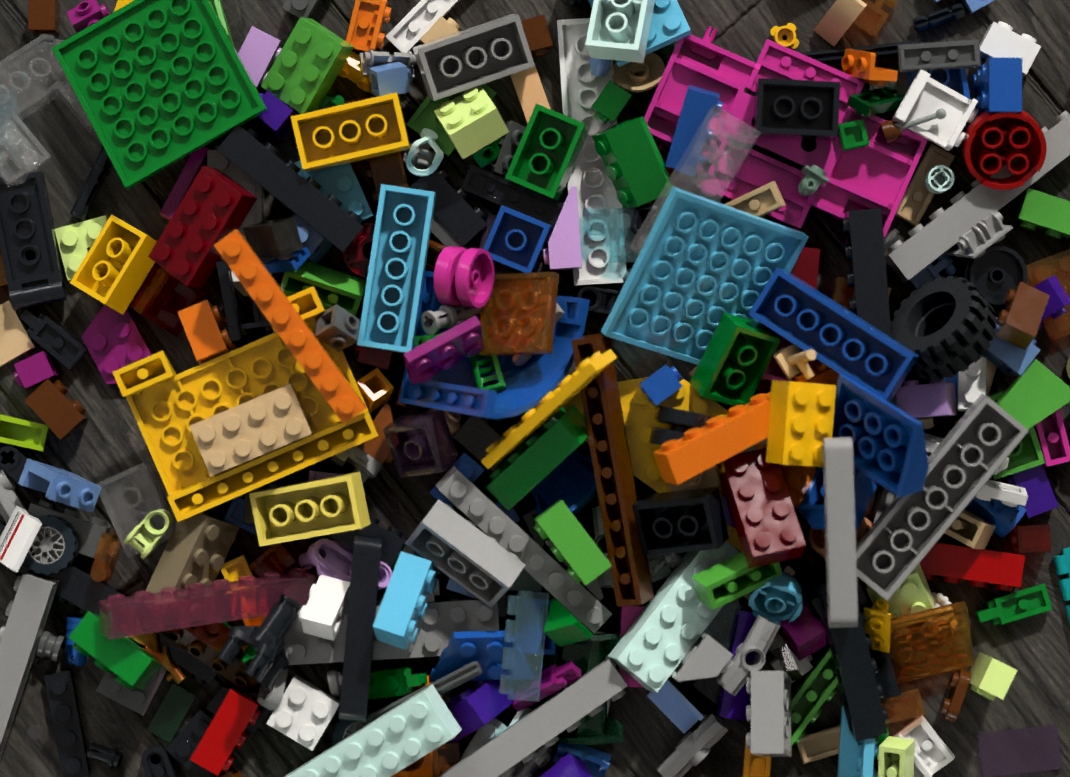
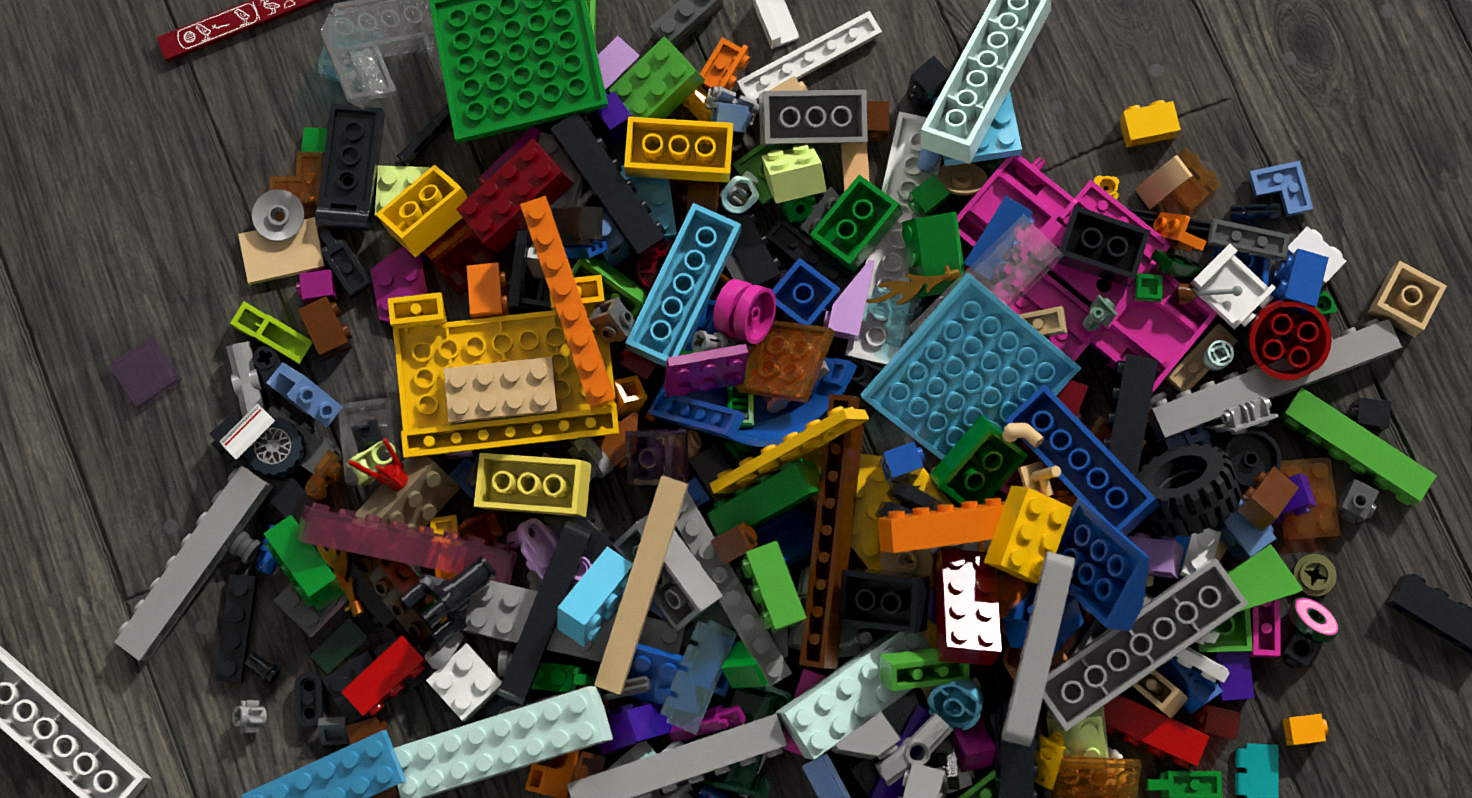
camera: 10 degrees right, 10 degrees down
(135, 507) = (367, 434): none -> black tile
(170, 542) = (390, 474): none -> red plant
(325, 607) = (517, 583): white brick -> none
(445, 579) = (641, 585): none -> tan tile
(522, 509) = (735, 542): none -> reddish brown brick
(620, 205) = (910, 290): none -> pearl gold piece
(767, 321) = (1022, 430): none -> tan arm
(1035, 95) = (1328, 303): none -> green plate

